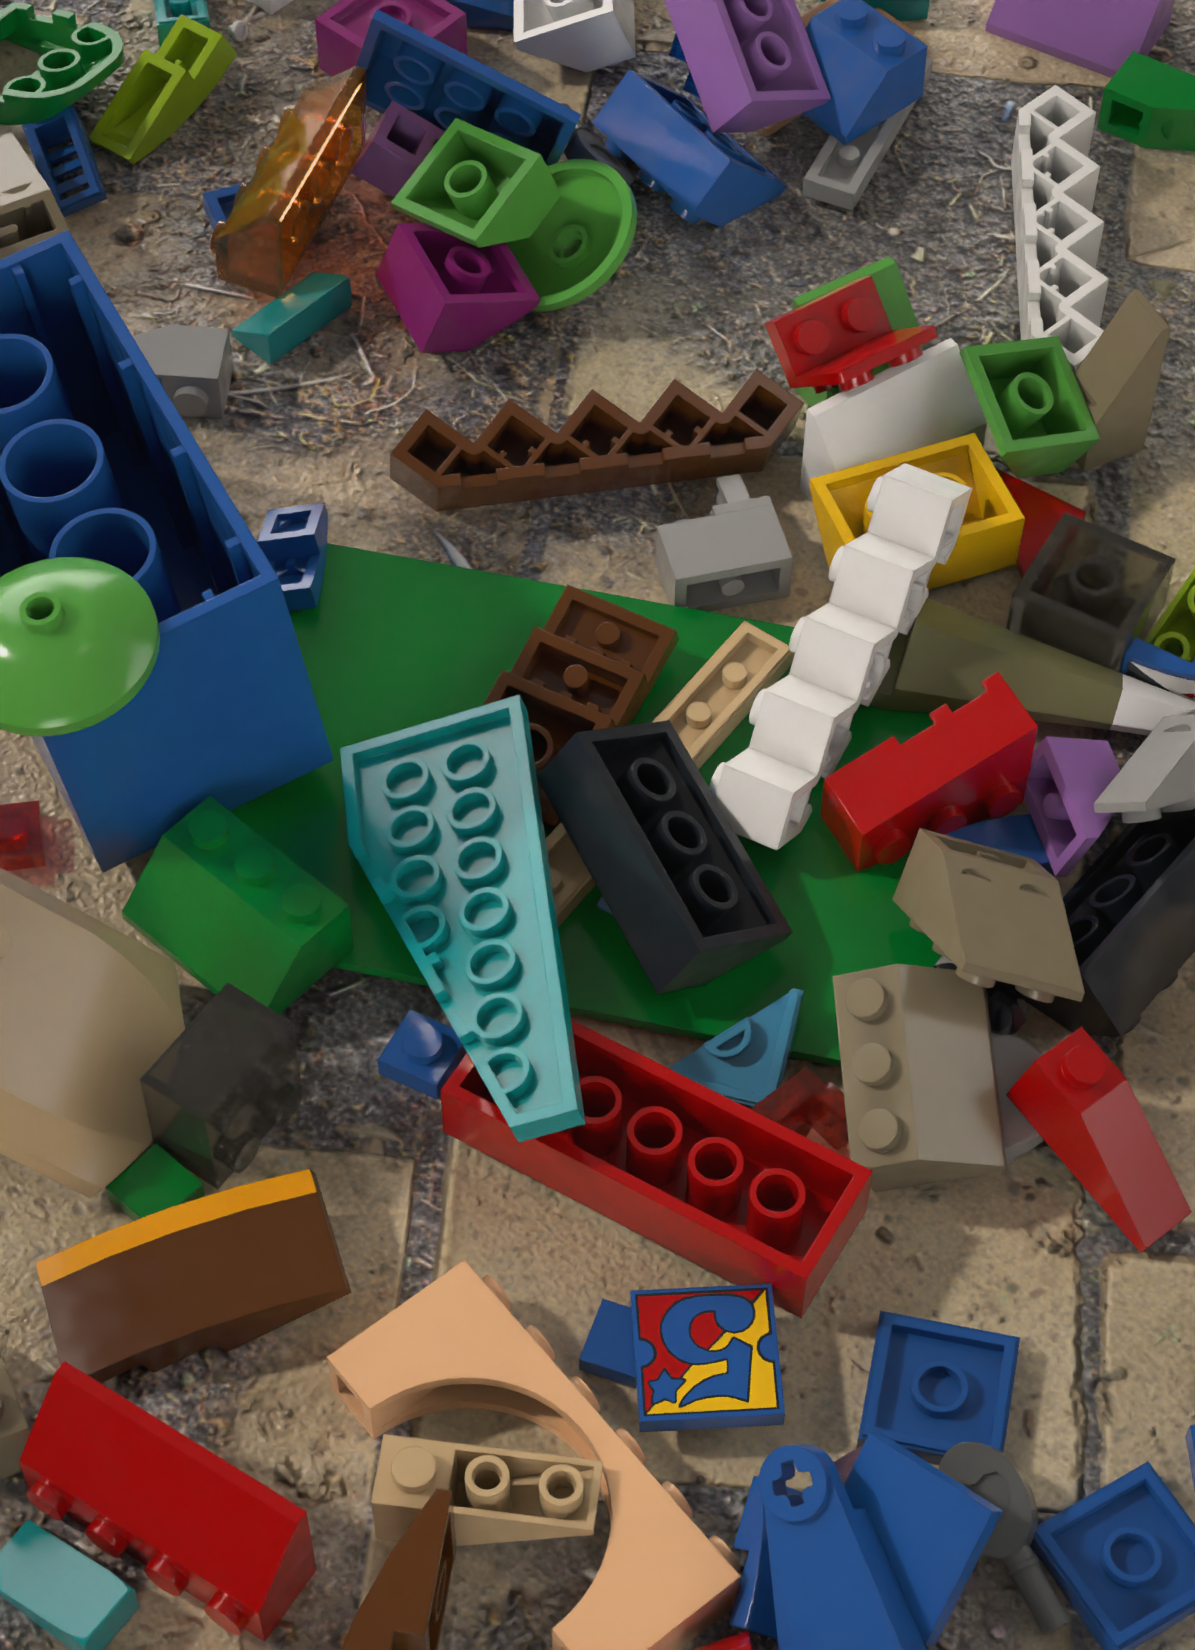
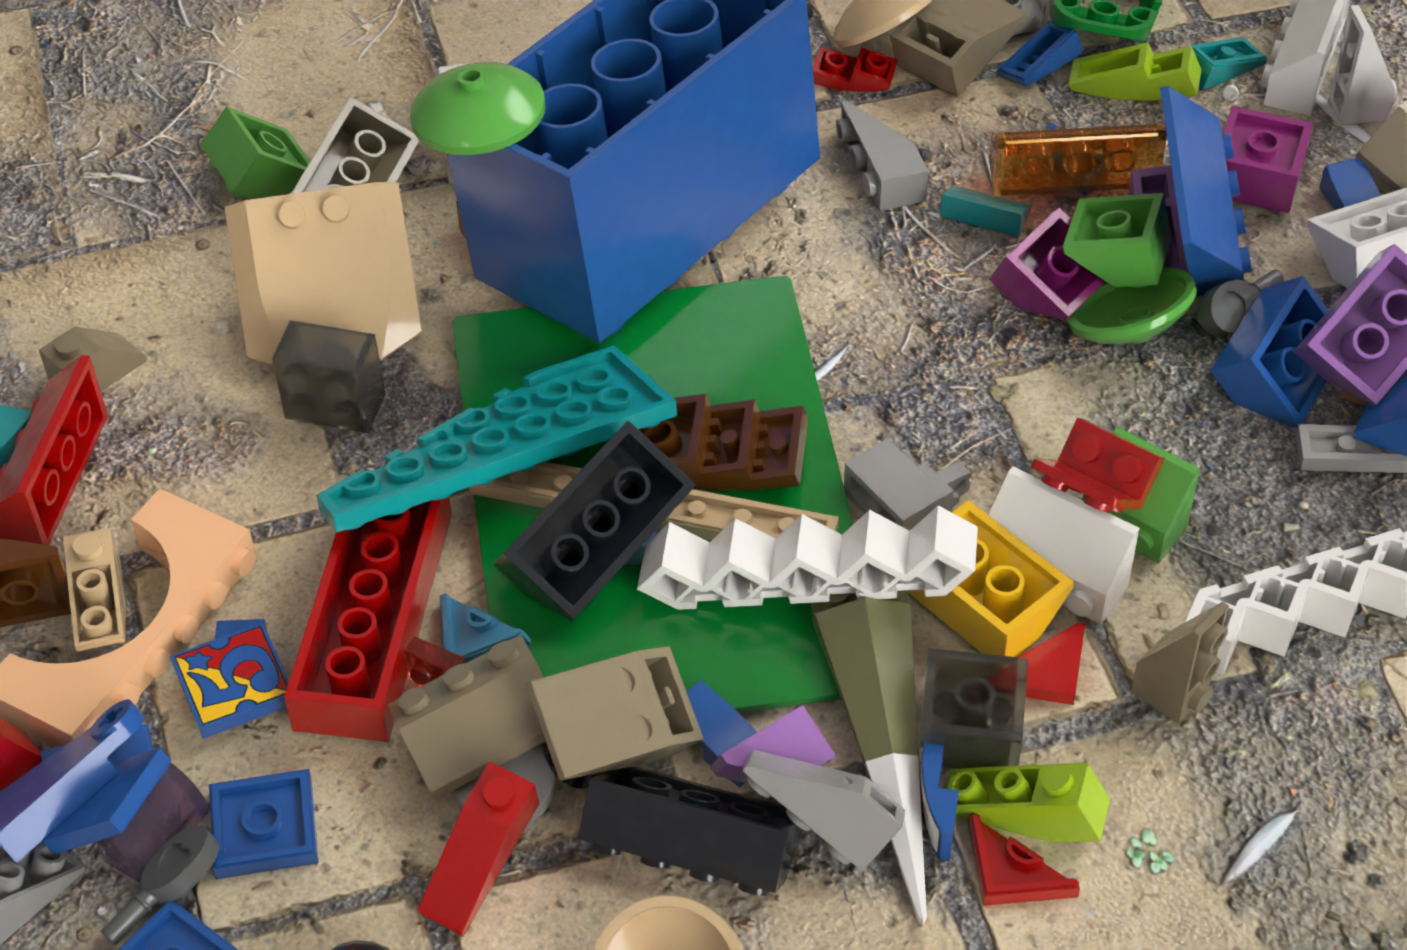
camera: 70 degrees right, 5 degrees down
(153, 1185) = (260, 389): green tile -> none
(194, 1277) = (206, 420): reddish brown slope -> none
(238, 909) = (466, 344): green slope -> none
(296, 549) = (776, 275): blue slope -> none
(595, 447) = (945, 382): reddish brown brick -> none
(939, 780) = (737, 657): red wedge -> none
(1031, 404) = (1123, 604): bright green slope -> none

